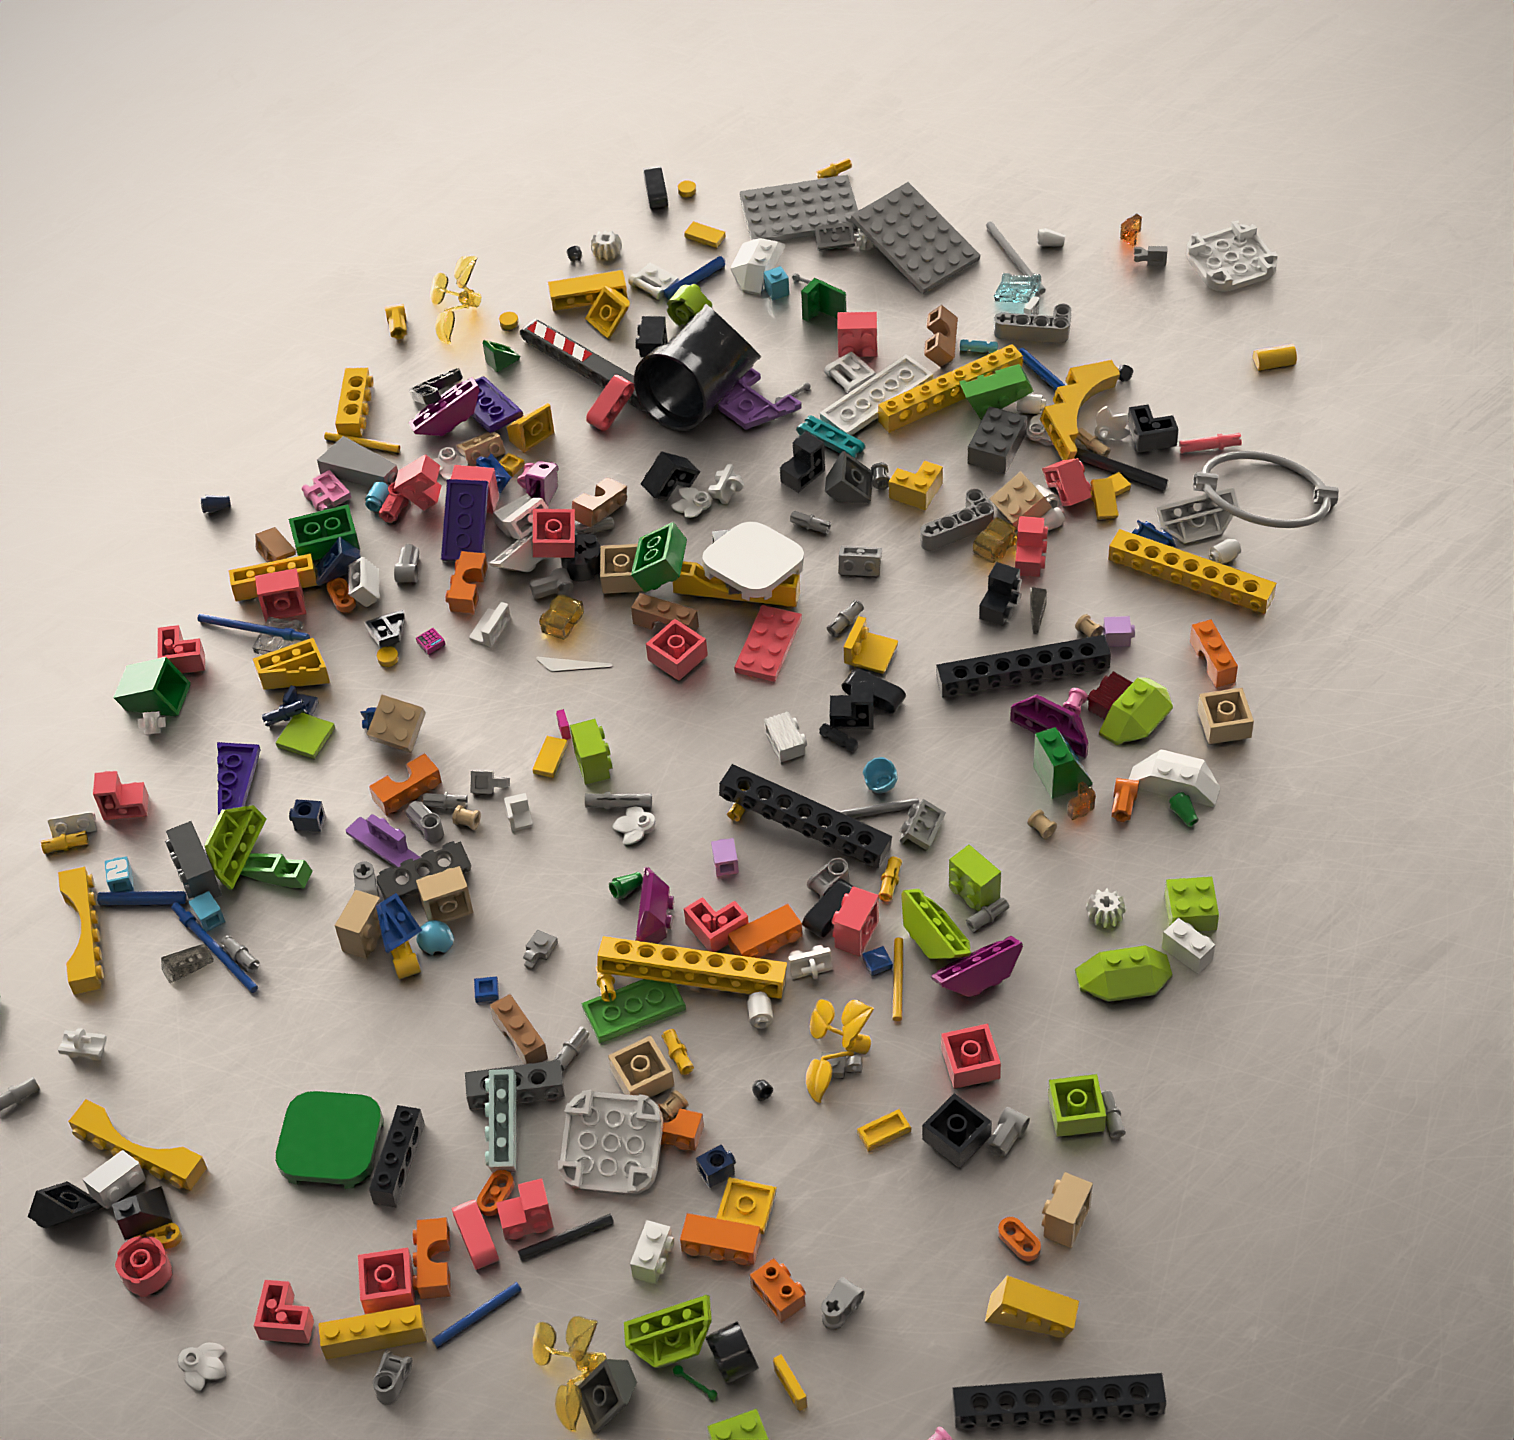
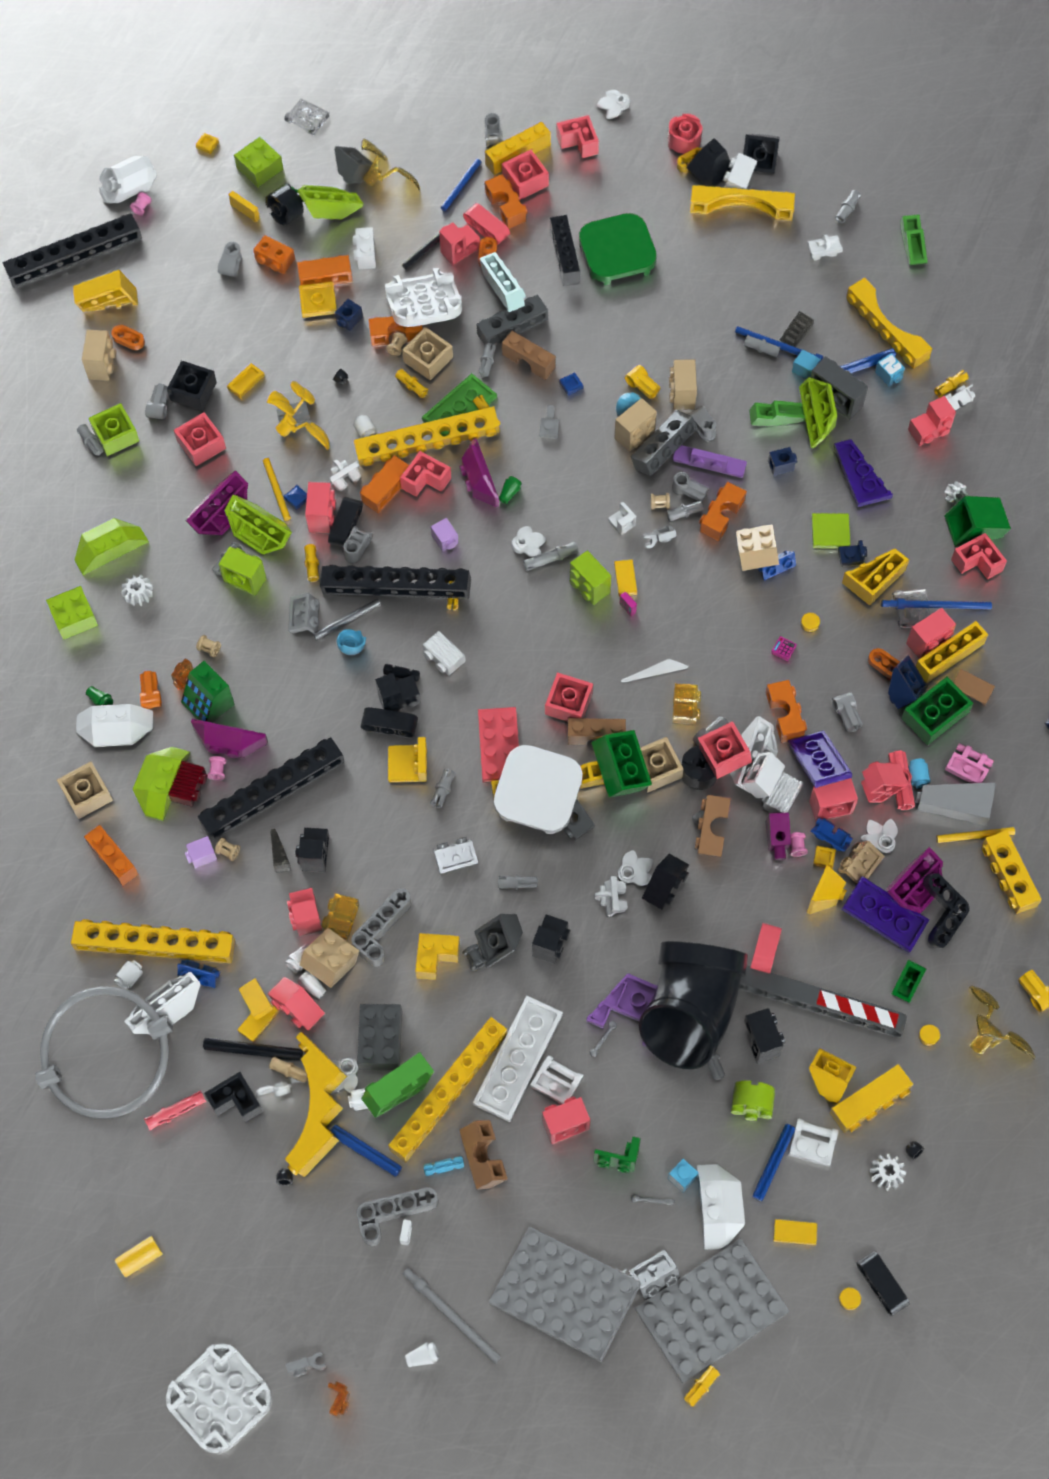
camera: 155 degrees right, 15 degrees up
(284, 712) = (856, 535): dark blue pin -> none
(364, 582) = (870, 674): white brick -> none
(387, 628) = (824, 641): black wing -> none
(396, 922) = (654, 384): blue wing -> none
(491, 625) = (743, 680): white panel -> none
(831, 436) = (541, 990): teal plate -> none
(1017, 292) = (431, 1254): clear light blue plate -> none
(1188, 945) = (64, 576): white brick -> none

